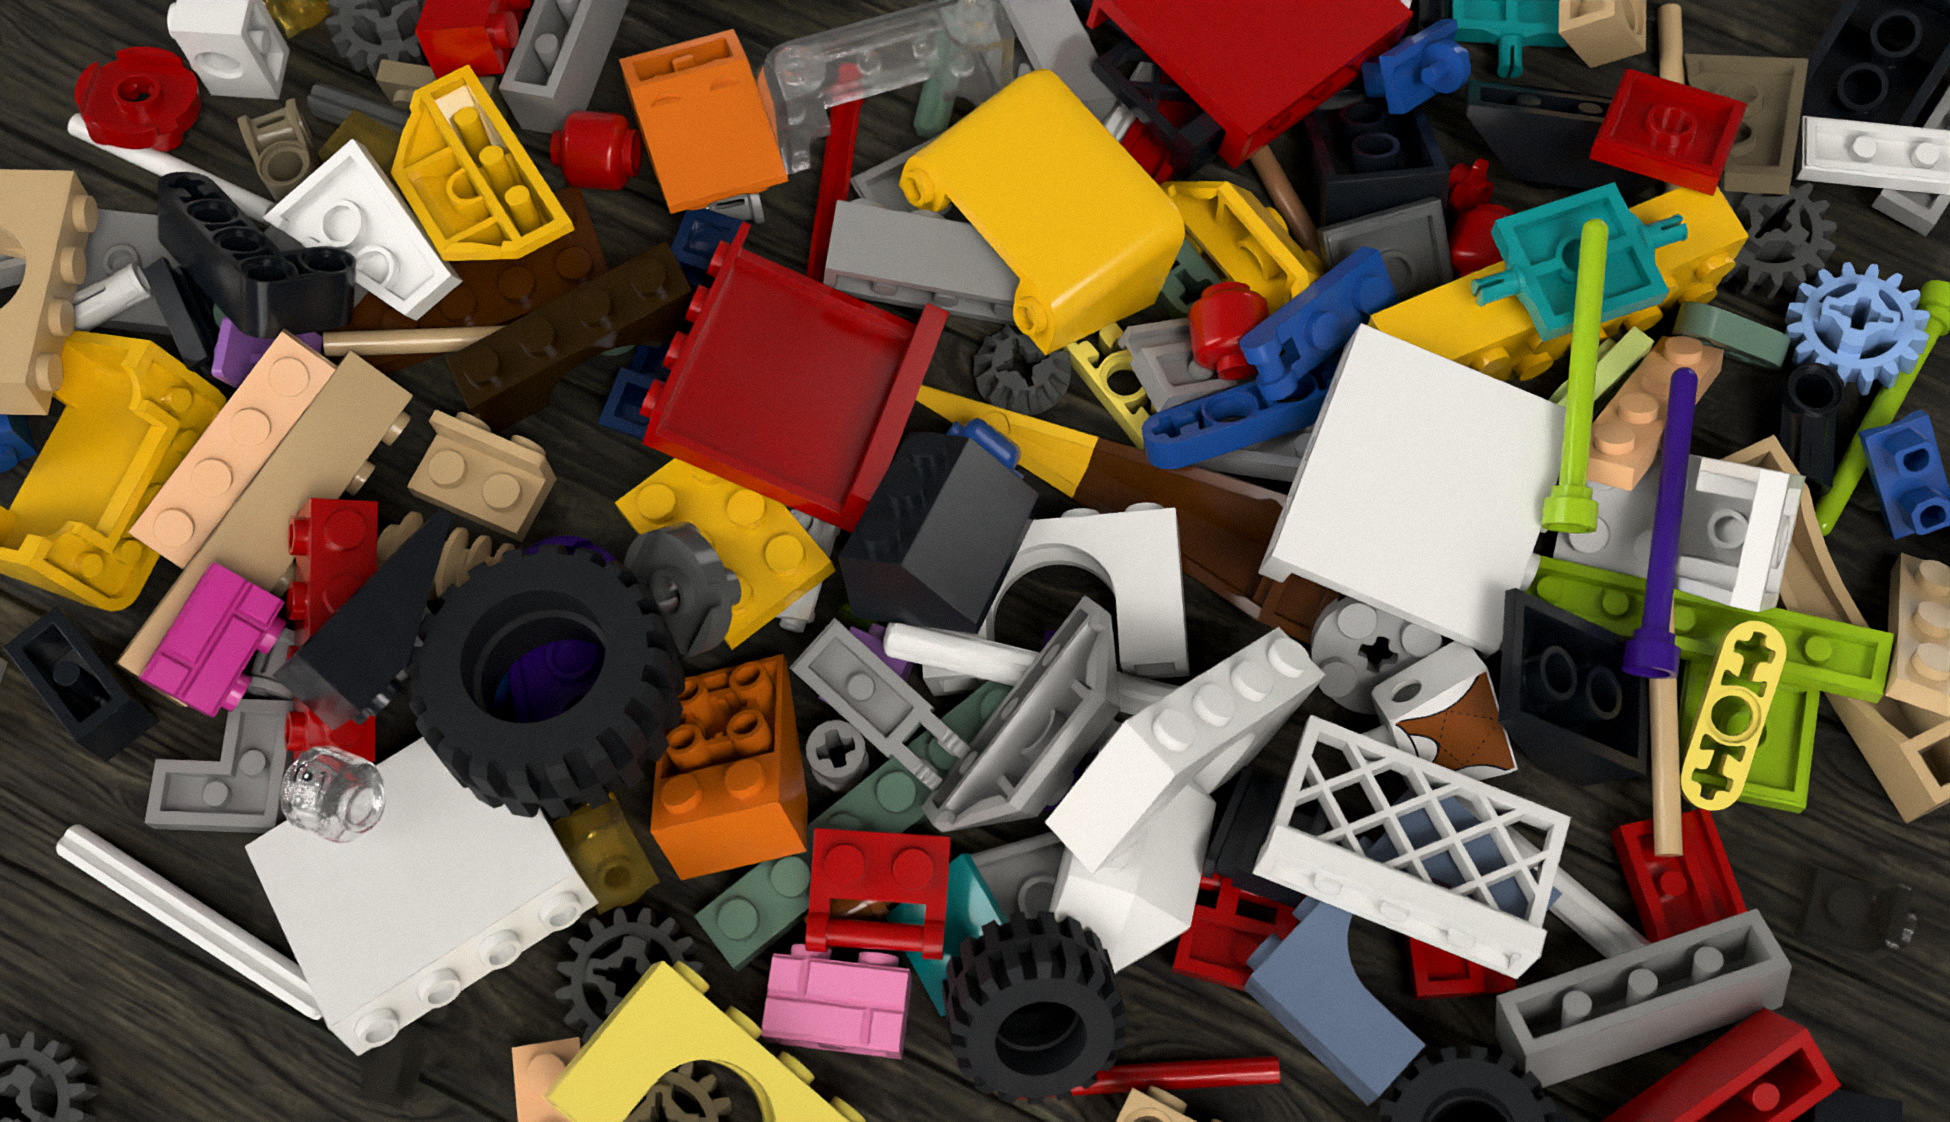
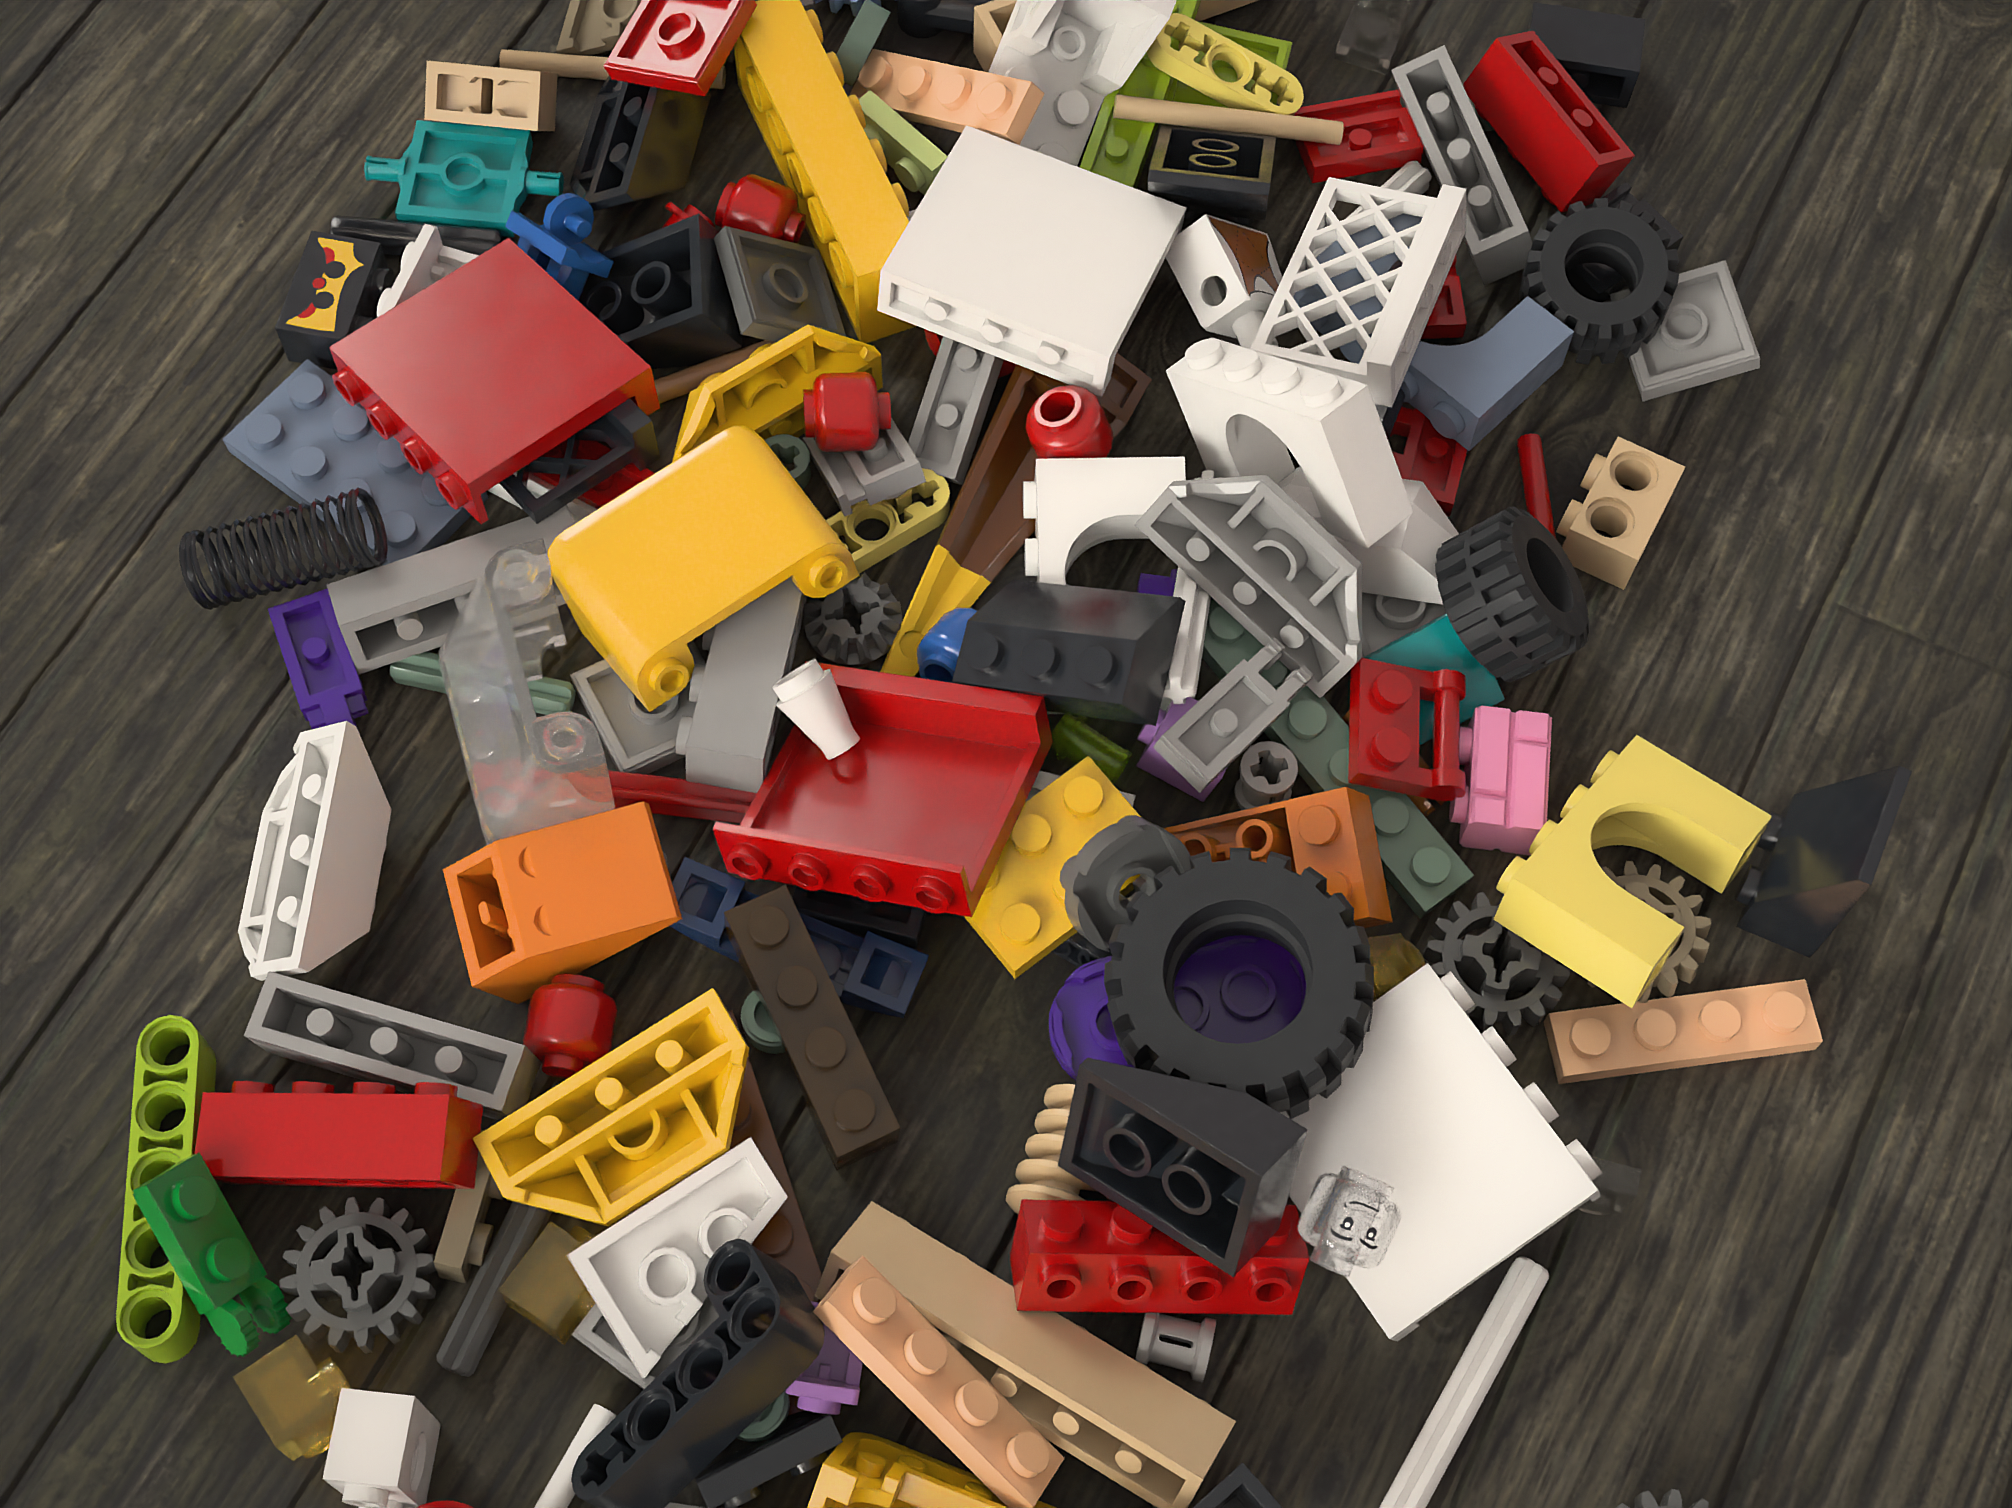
camera: 95 degrees left, 5 degrees down
(213, 642) = (1176, 1375): dark pink brick -> none
(230, 793) = (1316, 1370): light grey plate -> none
(281, 148) = (530, 1392): dark tan piece -> none
(403, 340) = (797, 1177): tan bar -> none
(483, 475) = (954, 1141): tan bracket -> none
(887, 314) = (816, 707): none -> white cone
(1193, 429) = (921, 398): blue beam -> none
(1222, 547) = (1069, 425): none -> red head
(1317, 322) = (853, 327): blue plate -> none
(1336, 646) = (1145, 346): light grey plate -> none
(1544, 253) = (822, 104): teal plate -> none
(1571, 502) = (1056, 135): lime piece -> none
(1653, 648) = (1175, 106): dark purple piece -> none

